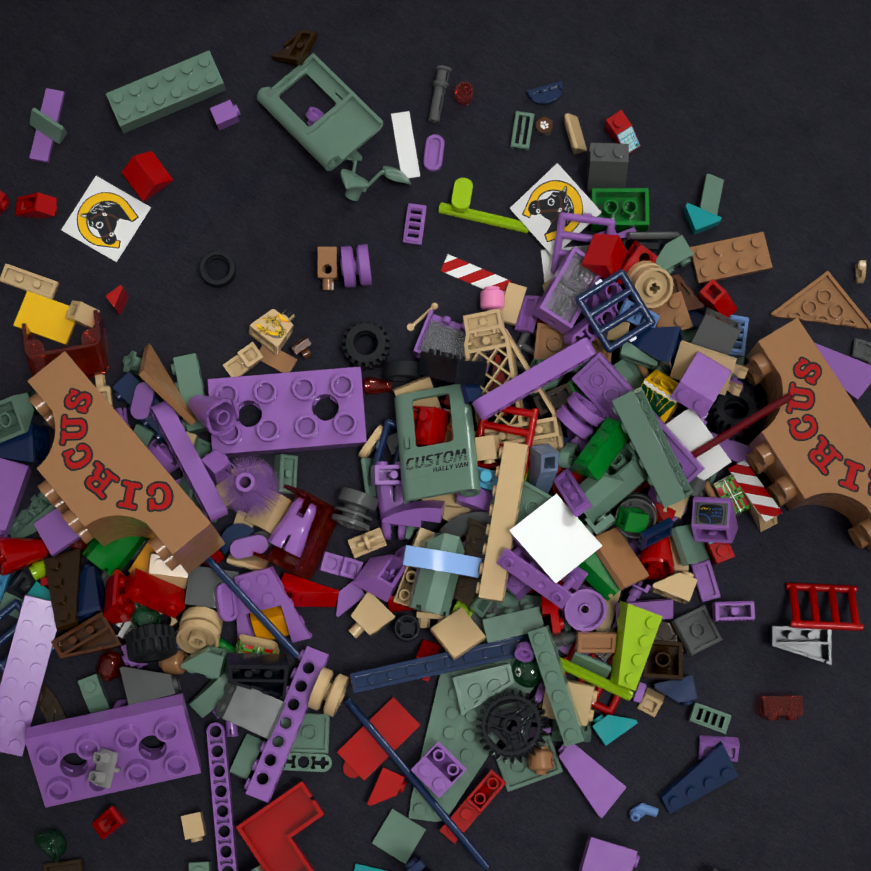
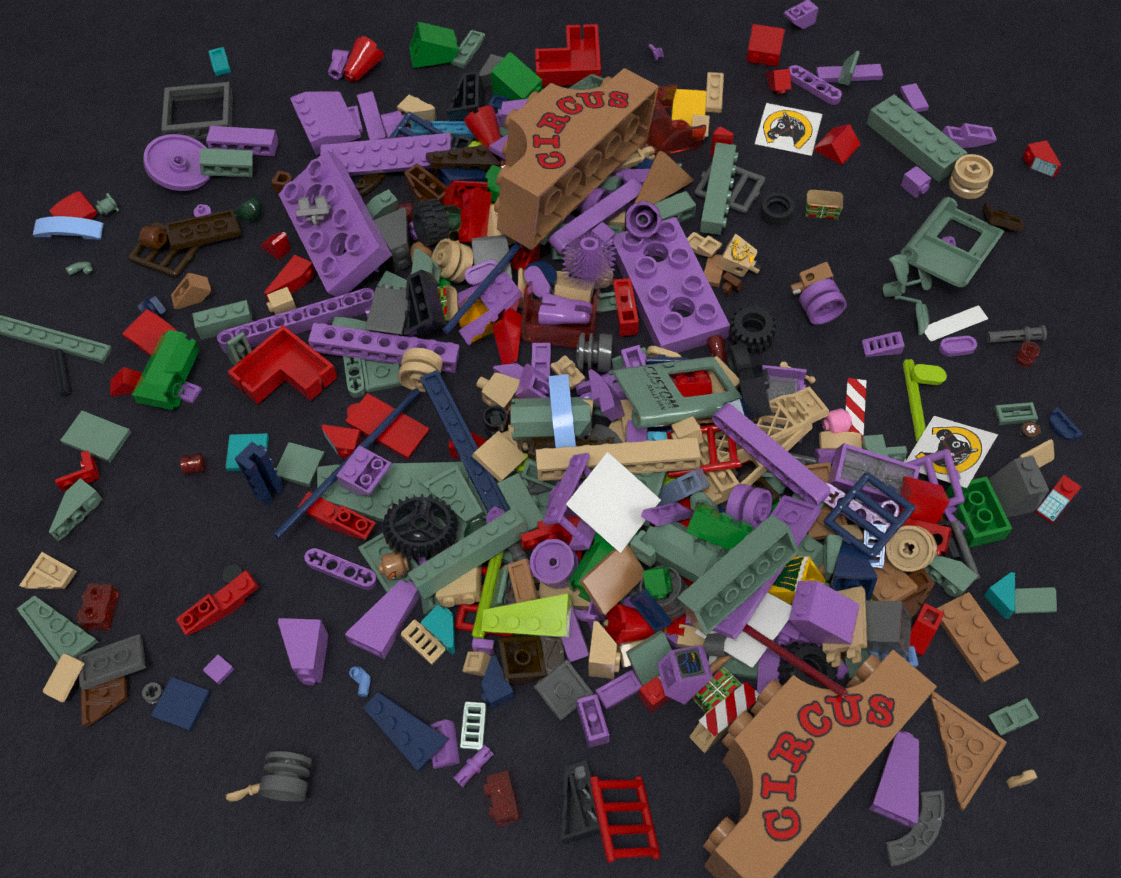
camera: 75 degrees right, 20 degrees down
(23, 801) = (280, 181): none -> reddish brown plate
(51, 167) = (830, 94): none -> medium lavender beam
(105, 70) = (914, 97): none -> medium lavender tile
(162, 807) = (293, 276): none -> red slope
(178, 36) = (970, 135): none -> medium lavender slope
(178, 322) = (718, 189): none -> sand green brick
(192, 315) = (745, 174): none -> dark grey bar
(225, 206) = (823, 204): none -> piece
(236, 57) = (970, 176): none -> tan wheel
(305, 463) = (625, 307): none -> red slope
(528, 814) = (340, 570): none -> medium lavender beam
(537, 275) = (876, 444): none -> sand green brick
(607, 757) = (416, 626): none -> tan slope
(745, 725) = (473, 765): none -> medium lavender pin
(807, 256) = (1013, 717): none -> sand green slope

